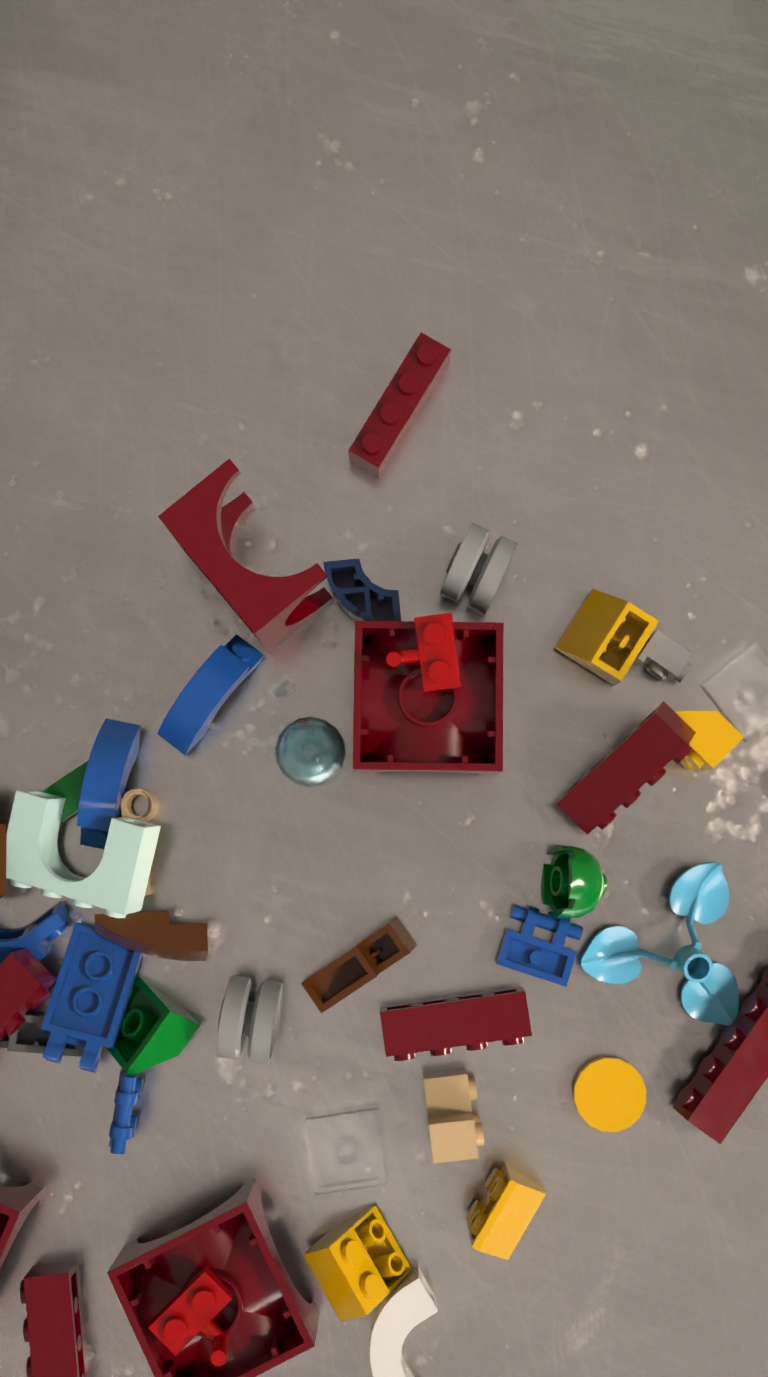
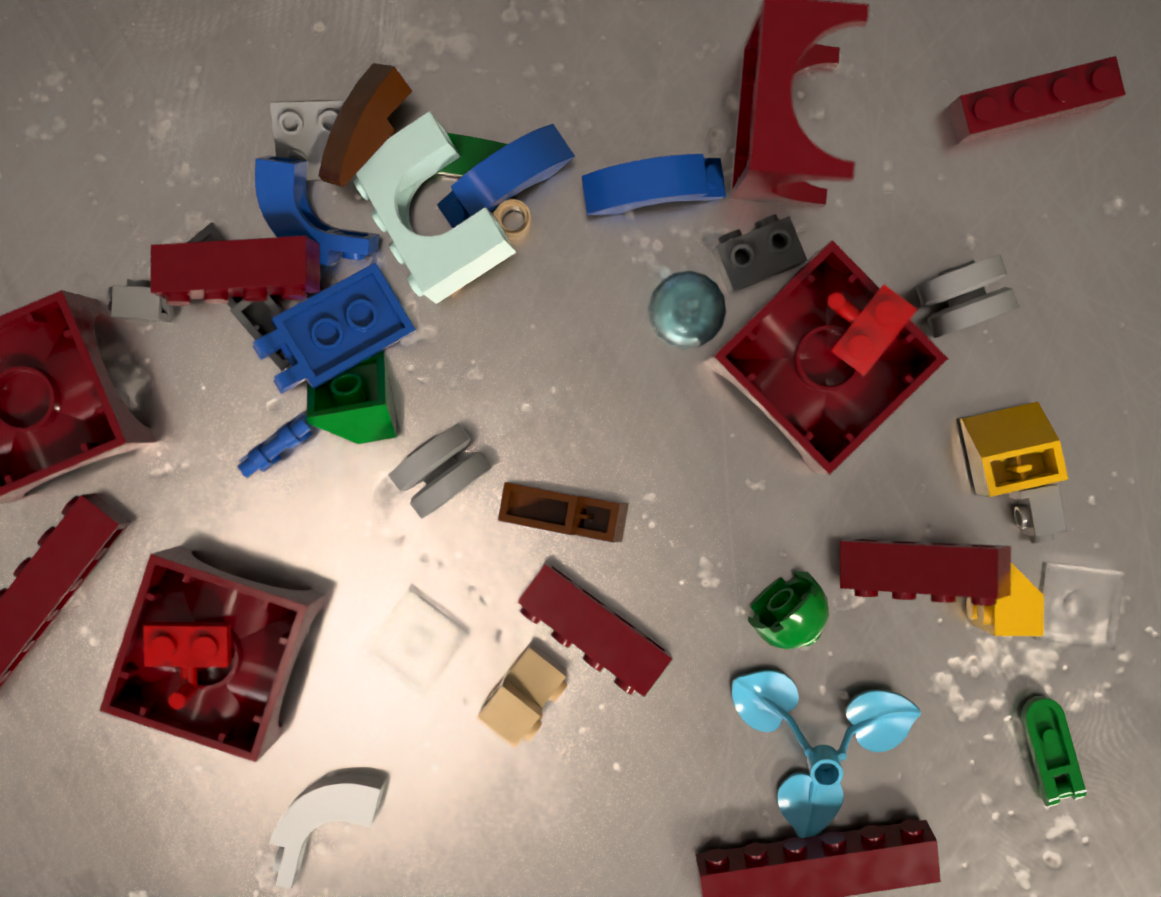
camera: 40 degrees right, 5 degrees up
(154, 936) = (427, 333): reddish brown slope -> none
(320, 670) = (758, 254): none -> dark grey brick
(358, 1264) = (343, 733): yellow slope -> none
(359, 595) = (850, 221): dark blue brick -> none
(504, 1211) = (492, 803): yellow slope -> none
(536, 956) = (706, 641): blue plate -> none
(609, 1094) = (657, 797): yellow tile -> none

